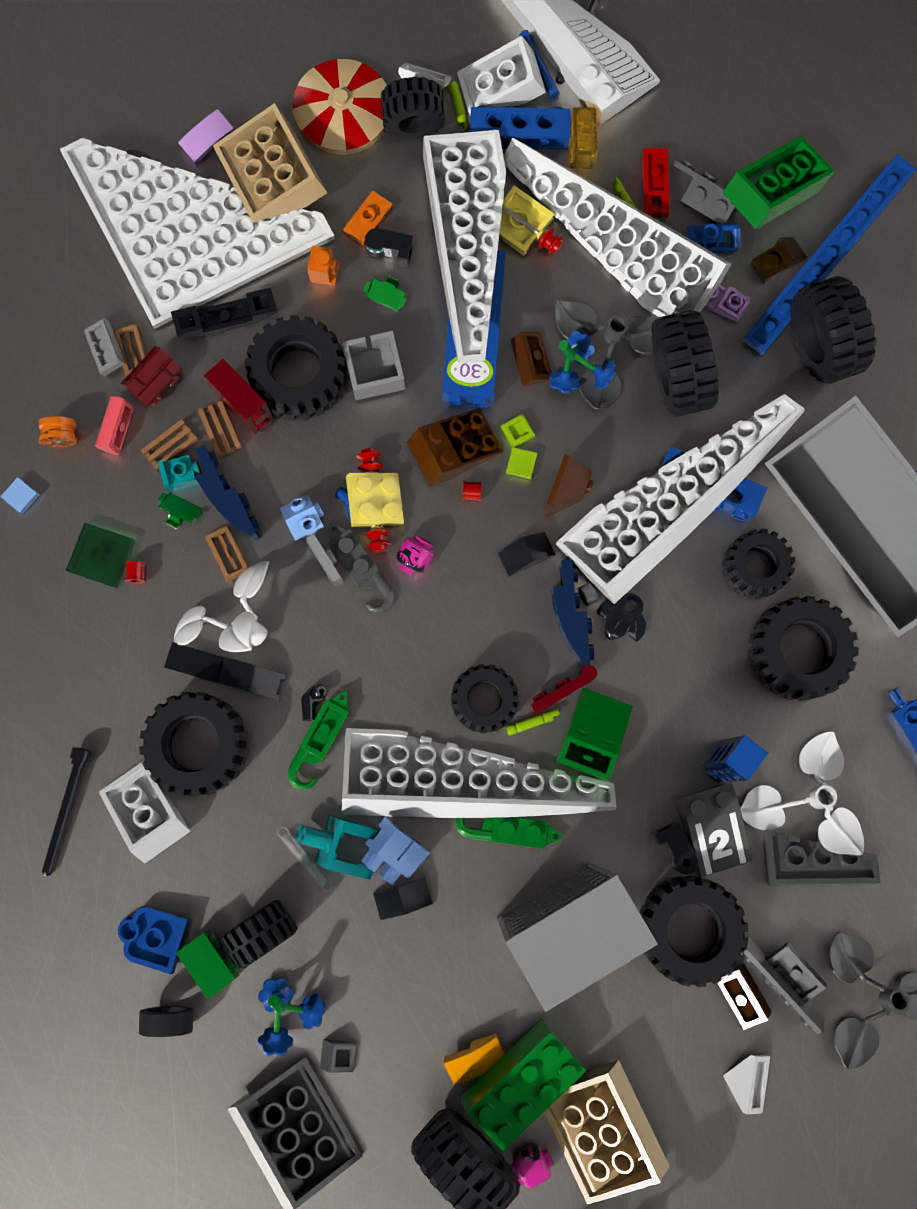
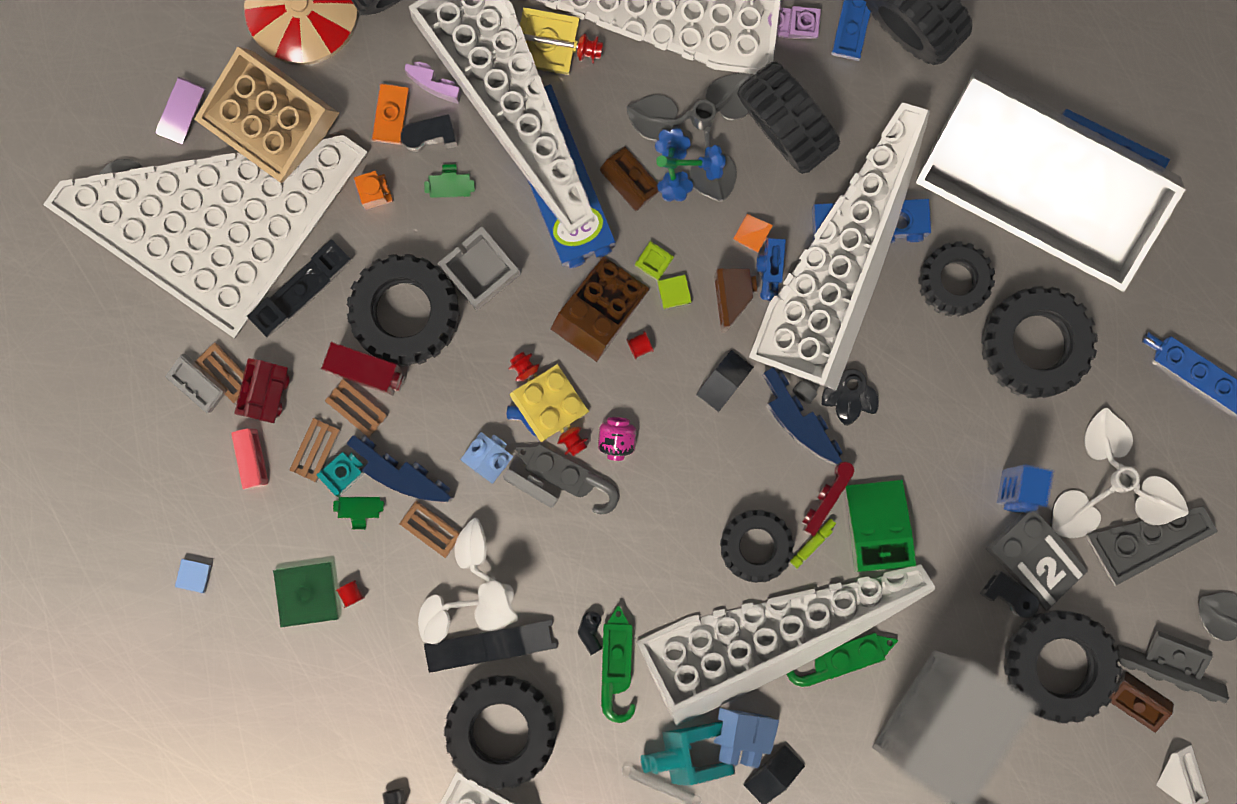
camera: 25 degrees left, 5 degrees up
(57, 431) = (198, 494): orange wheel -> none
(409, 202) = (425, 78): none -> lavender slope
(609, 448) = (752, 232): none -> orange slope
(610, 479) = (771, 267): none -> blue piece

